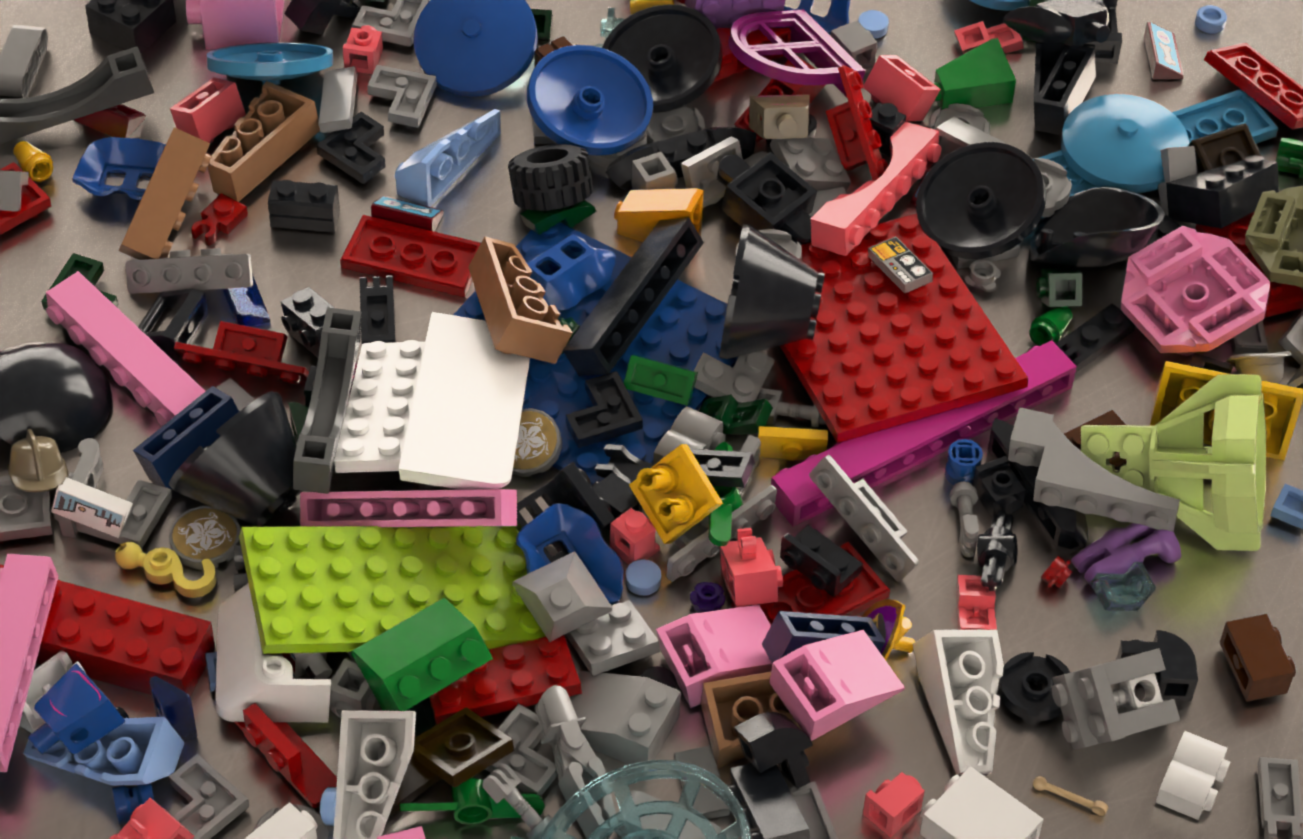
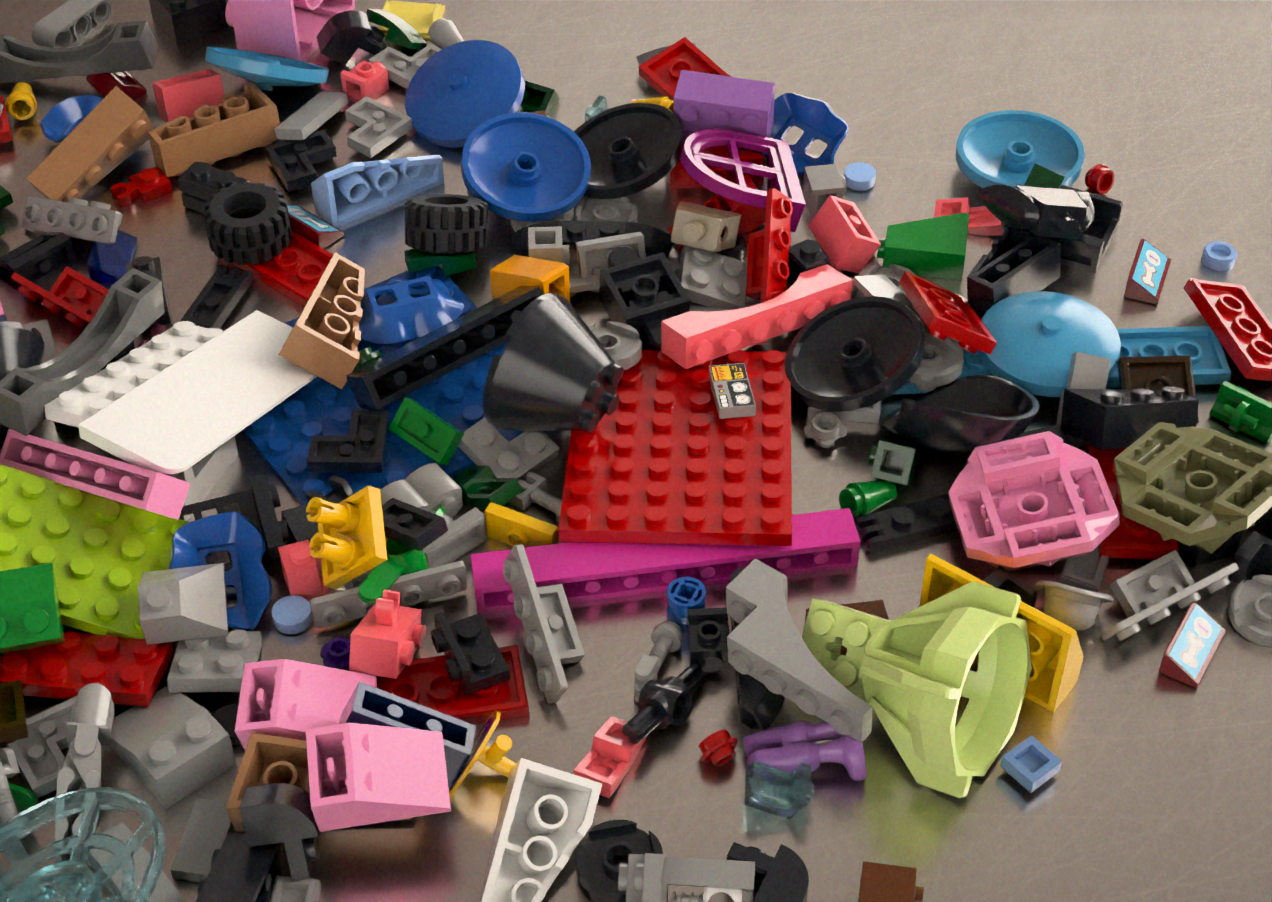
camera: 25 degrees right, 5 degrees down
(366, 229) = (247, 223): none -> black tyre
(537, 443) = (266, 449): tile -> none
(1036, 141) = (947, 314): none -> red plate

